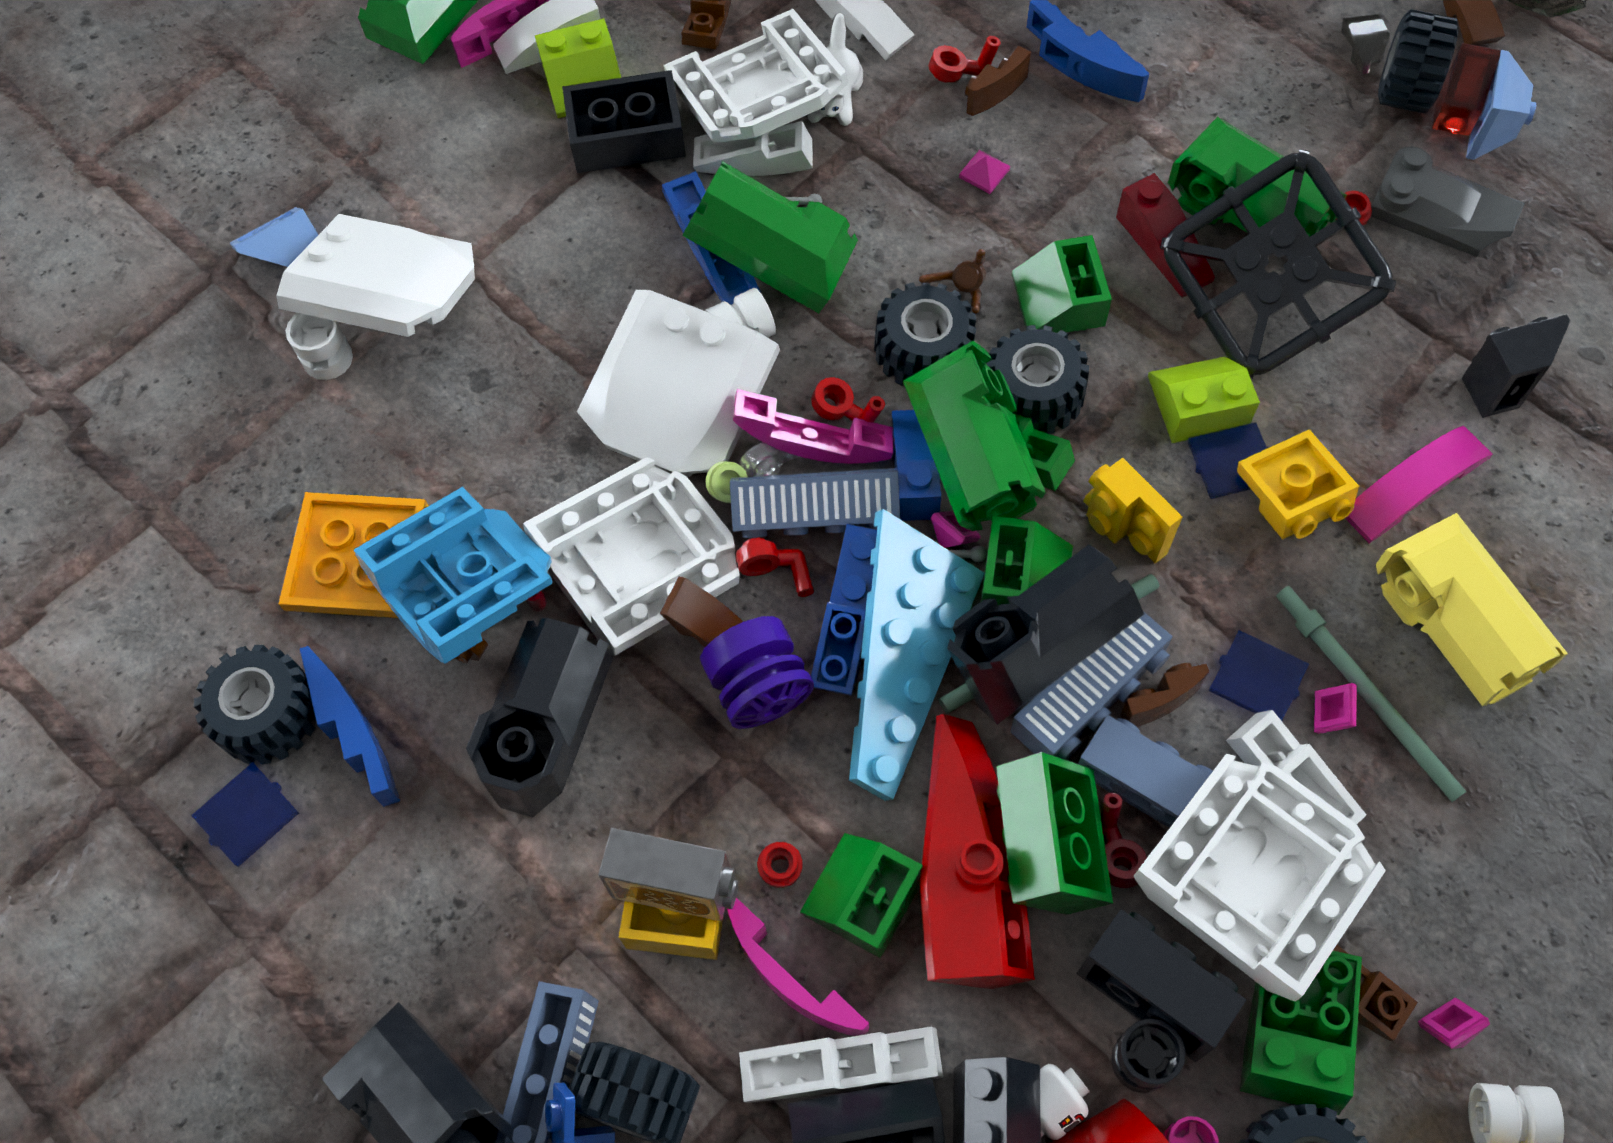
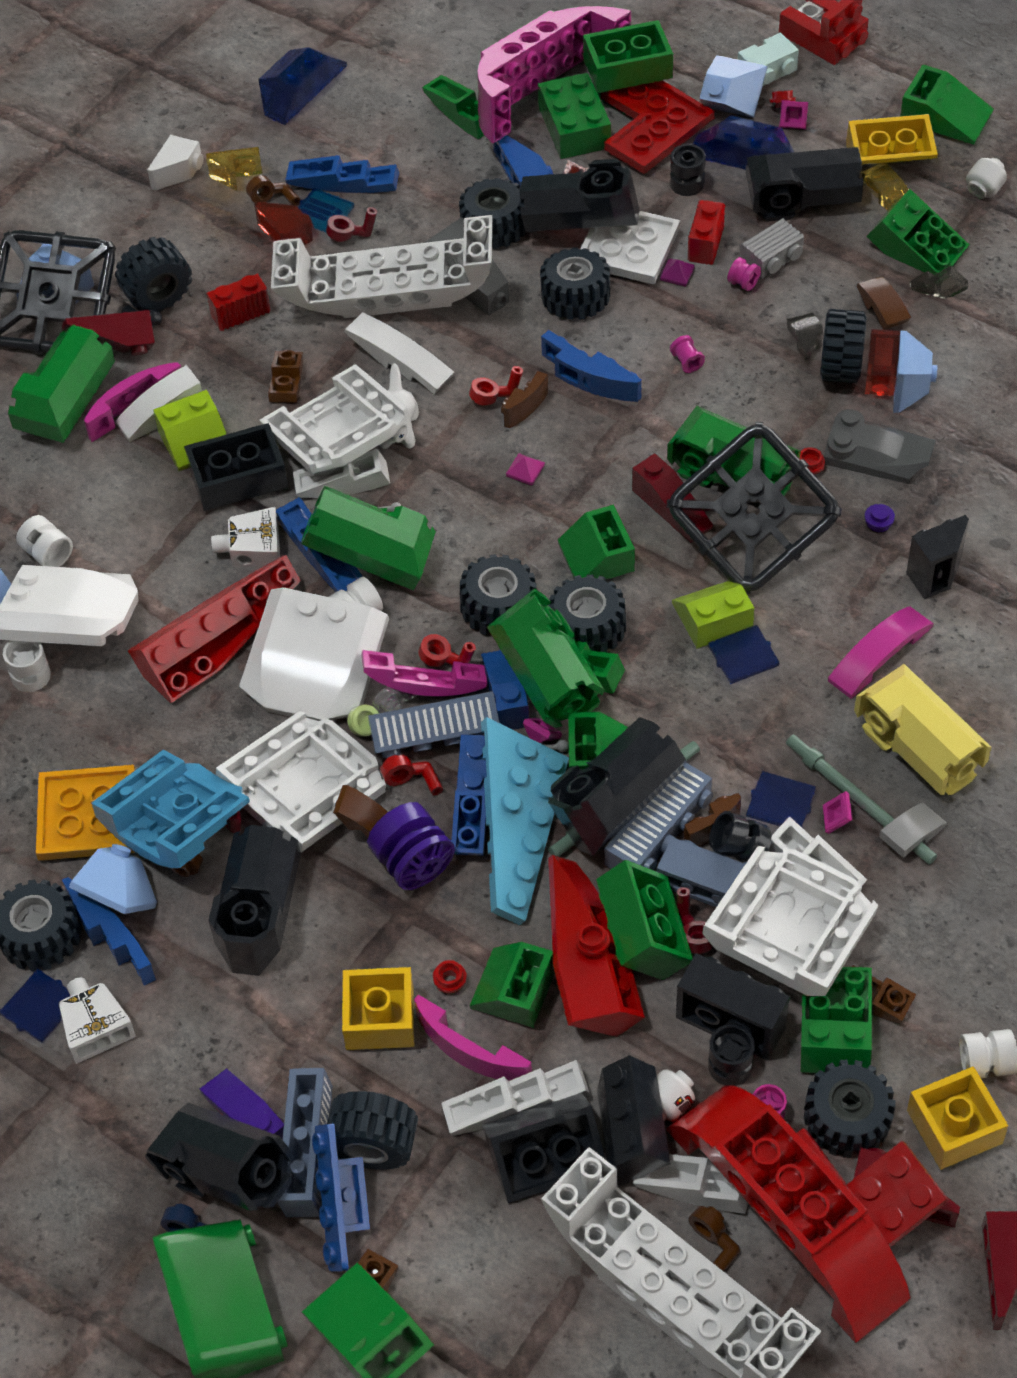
camera: 10 degrees left, 10 degrees down
(302, 851) = (93, 1020): none -> white torso
(366, 663) = (116, 880): none -> light blue slope
(373, 187) = (44, 542): none -> white wheel
(473, 1023) = (237, 1101): none -> dark purple slope
(554, 335) = (210, 633): none -> red wedge
(627, 220) = (250, 539): none -> white torso
(668, 874) = (374, 976): flat silver brick -> none
(966, 277) = (523, 548): reddish brown plant -> none
(1130, 506) = (670, 695): yellow plate -> none
(1200, 729) = (737, 836): none -> black wheel
(1210, 47) = (684, 349): none -> dark pink bush
(1299, 485) = (792, 663): yellow plate -> none
(1435, 297) = (879, 517): none -> dark purple plate
(1436, 749) = (912, 828): none -> light grey slope
(1454, 1023) = (944, 1005): dark pink slope -> none

